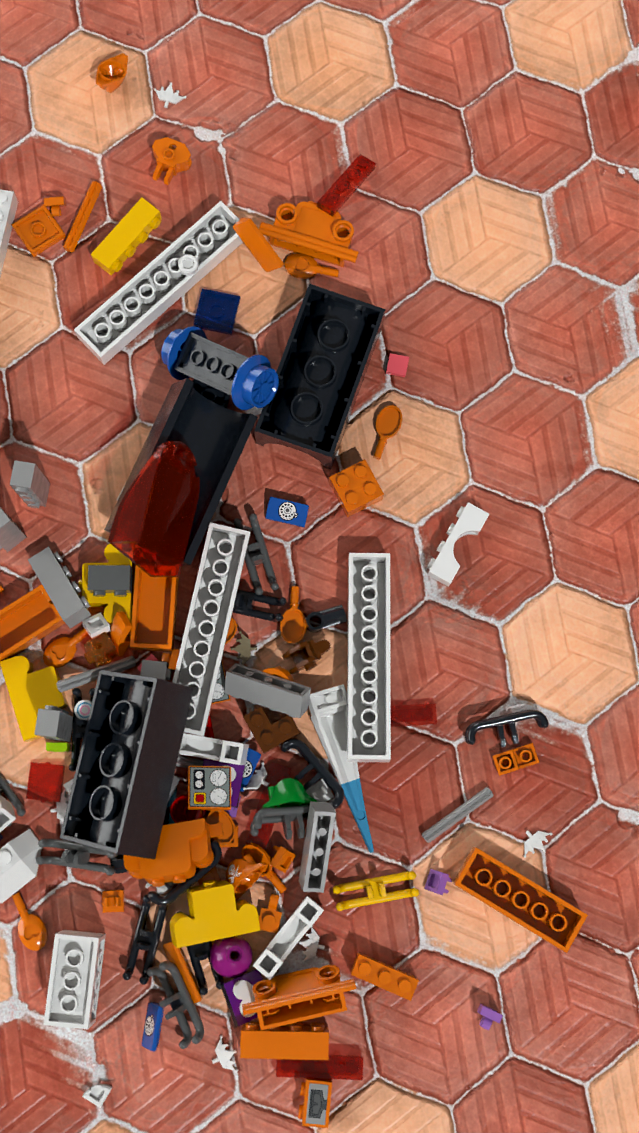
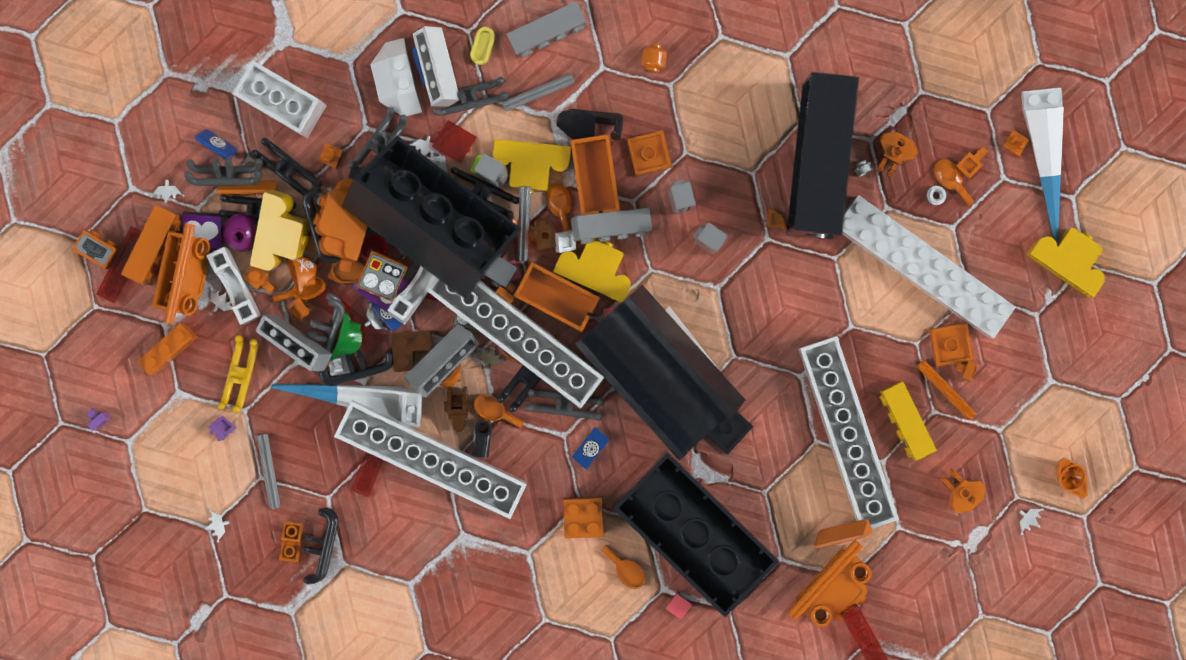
camera: 115 degrees right, 10 degrees up
(30, 927) = (341, 79): orange piece -> none
(82, 709) = (498, 200): white tile -> none
(97, 1094) = (185, 77): white tile -> none
(110, 579) = (596, 270): dark grey brick -> none
(119, 632) = (549, 259): orange slope -> none
(158, 511) = (628, 338): clear red windscreen -> none
(188, 265) = (850, 463): white tile -> none
(217, 311) = (801, 469): clear blue tile -> none
(244, 378) = (739, 447): brick -> none
(306, 267) = (807, 567): orange piece -> none
(469, 523) = (480, 561): white arch -> none
(520, 899) = (175, 488): orange brick -> none

